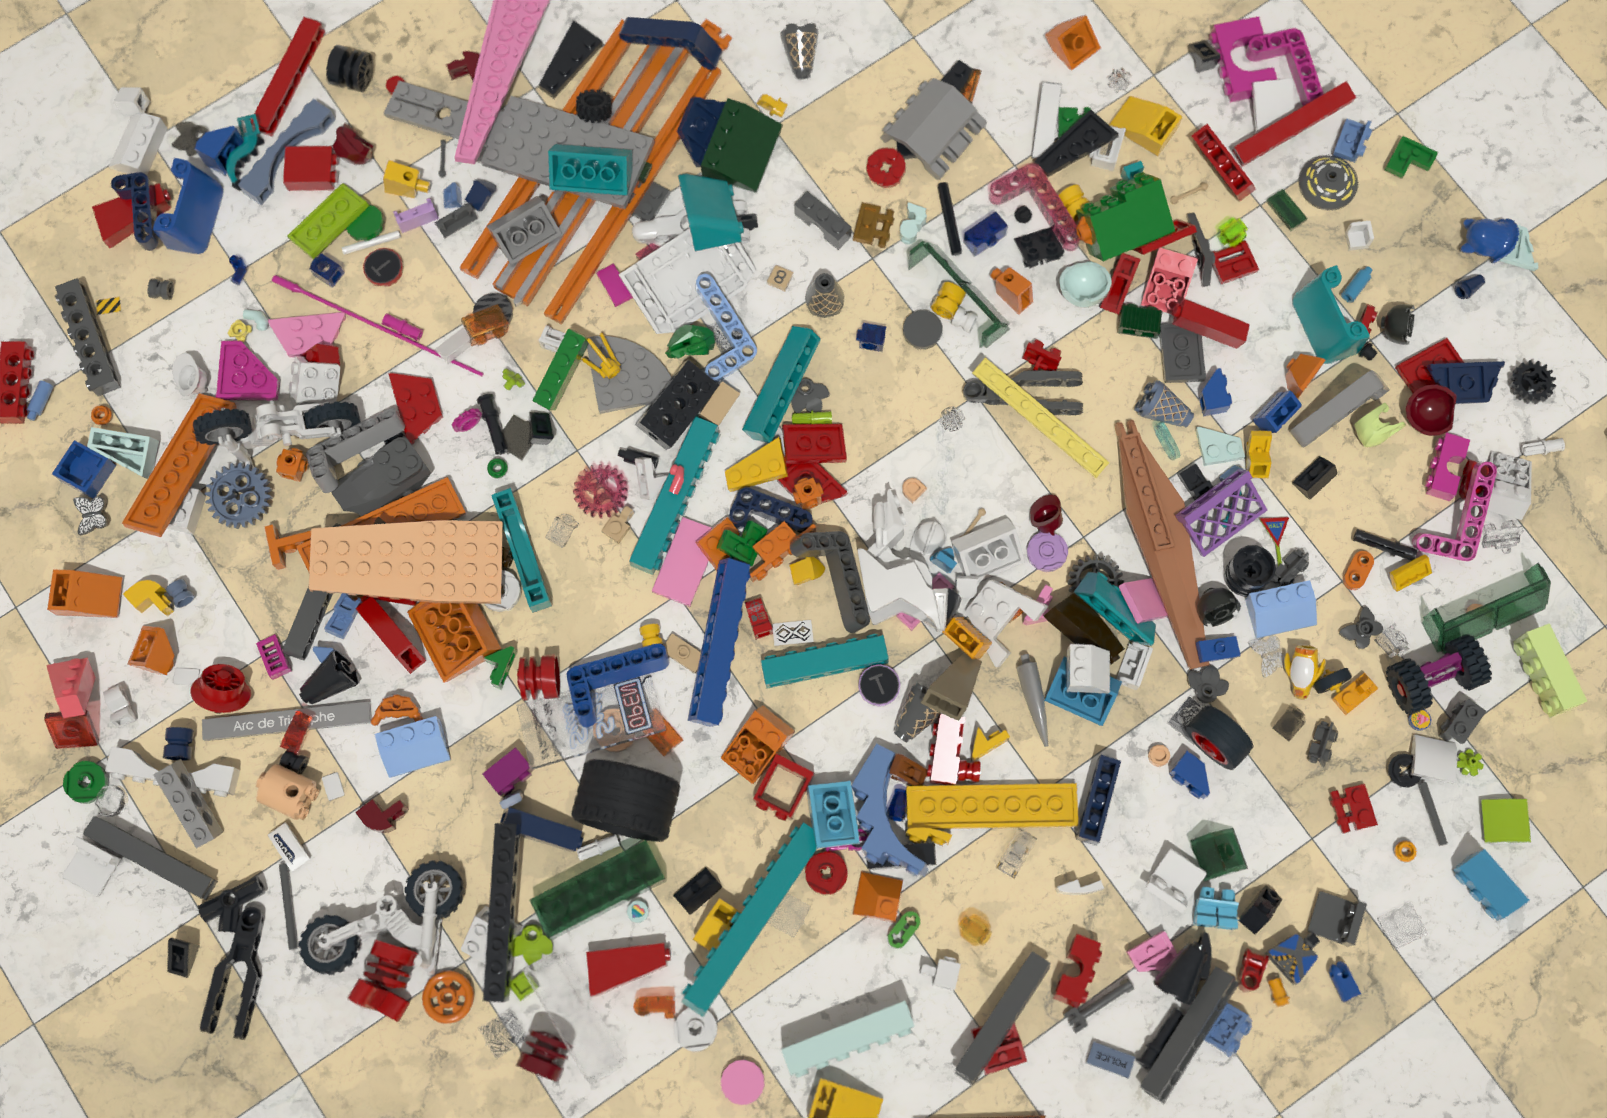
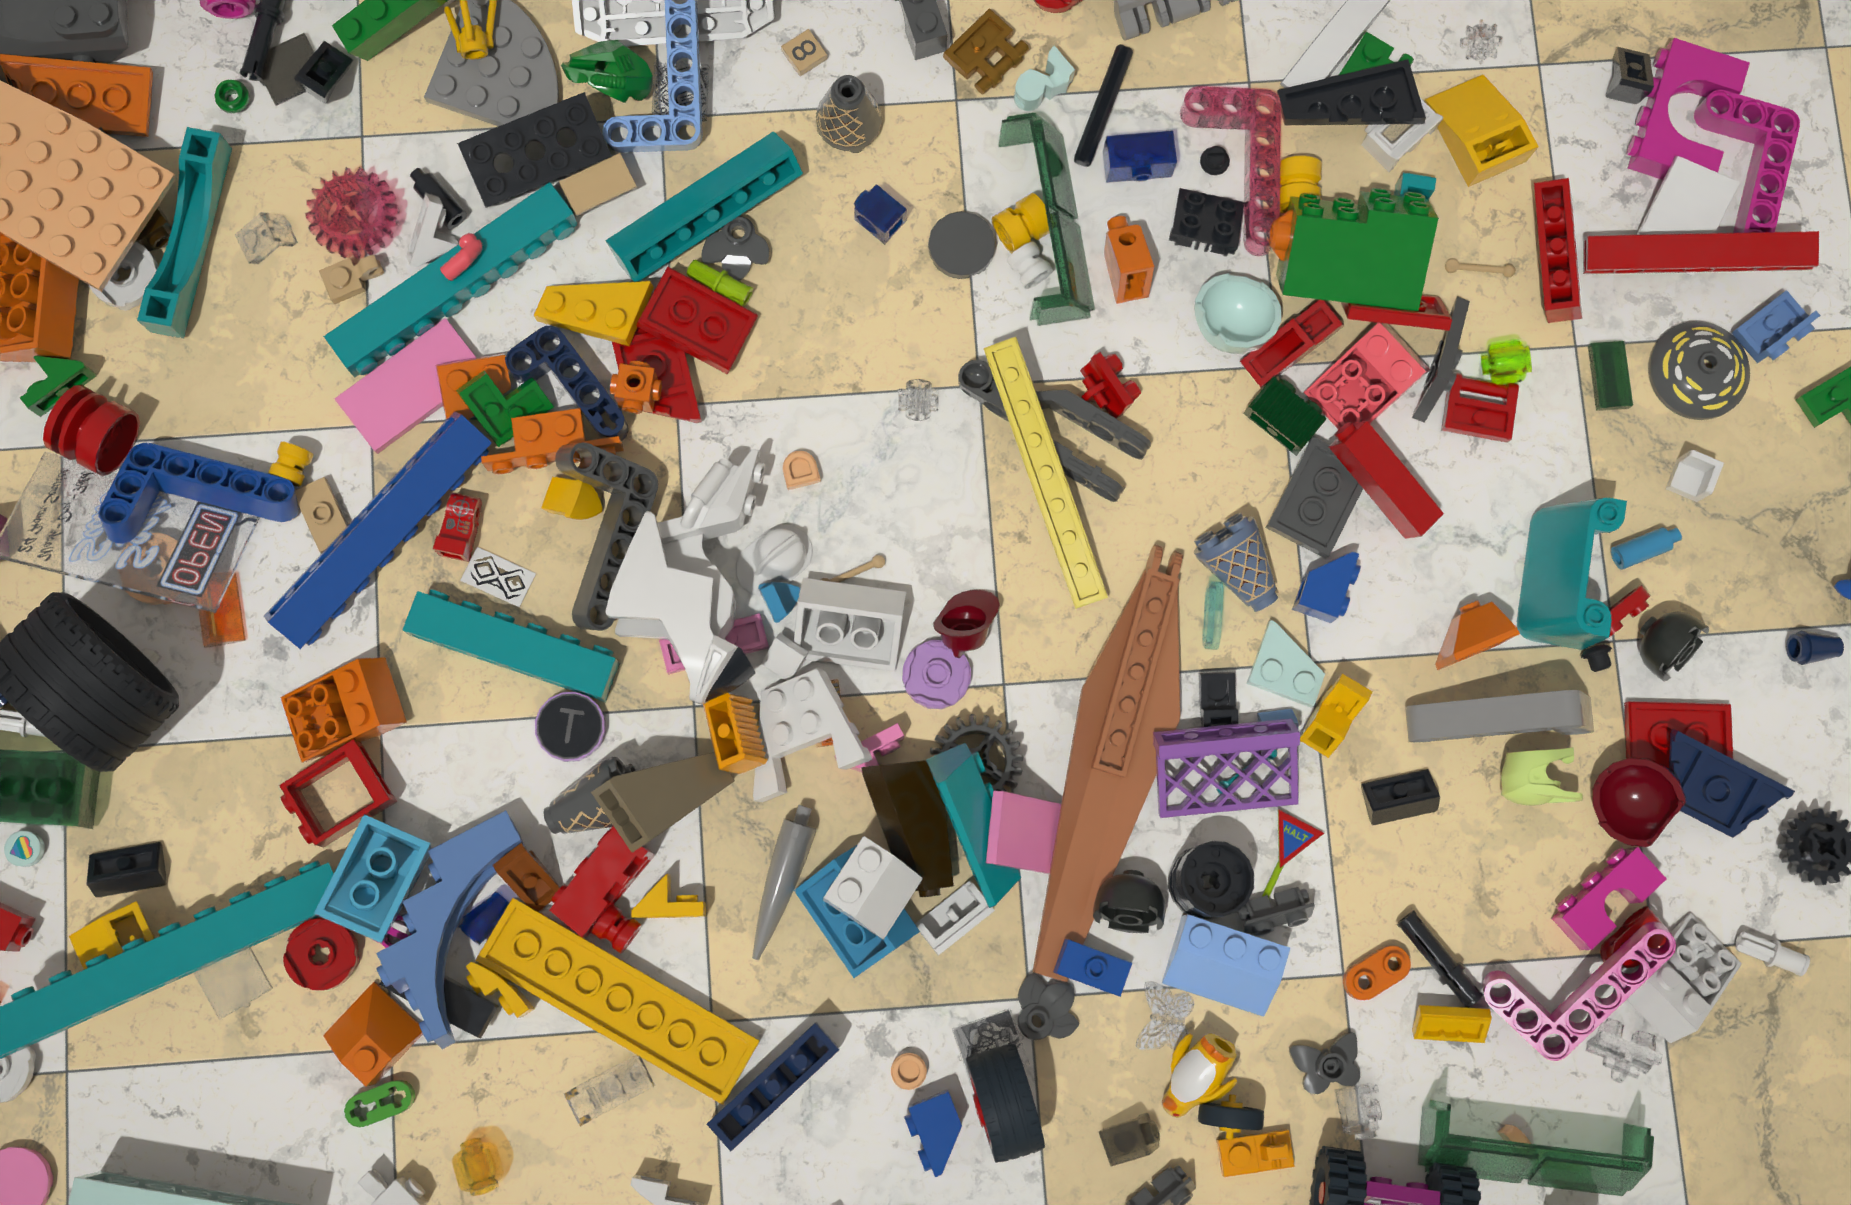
camera: 20 degrees right, 5 degrees up
(1277, 412) = (1402, 668): blue brick -> none

